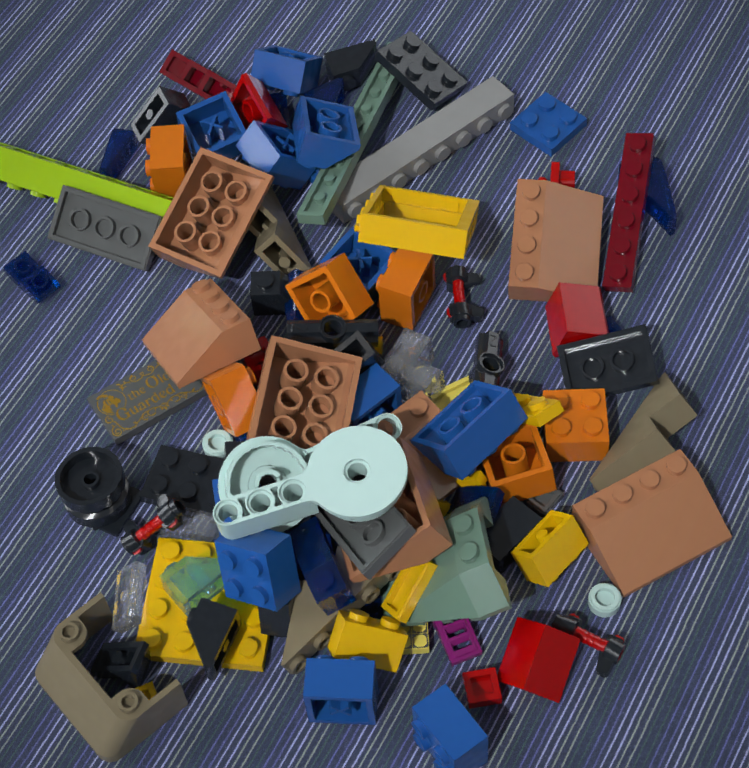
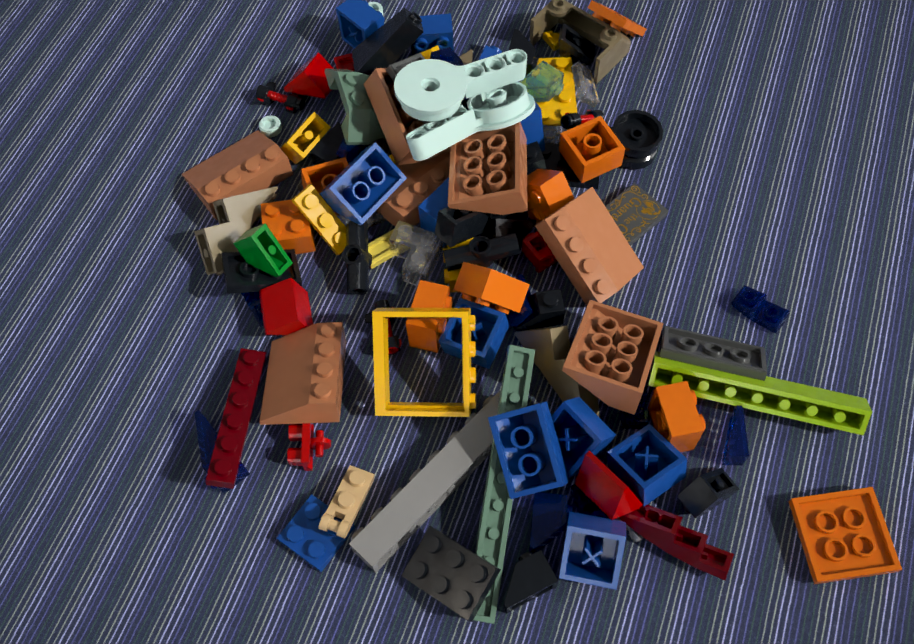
camera: 170 degrees right, 5 degrees up
(45, 681) = (616, 20): none -> orange plate
(54, 78) = (844, 535): none -> orange plate
(158, 459) = (591, 149): none -> orange brick
(415, 657) = (387, 42): none -> black slope
(514, 135) = (347, 501): none -> tan plate
(604, 369) = (263, 250): none -> green slope

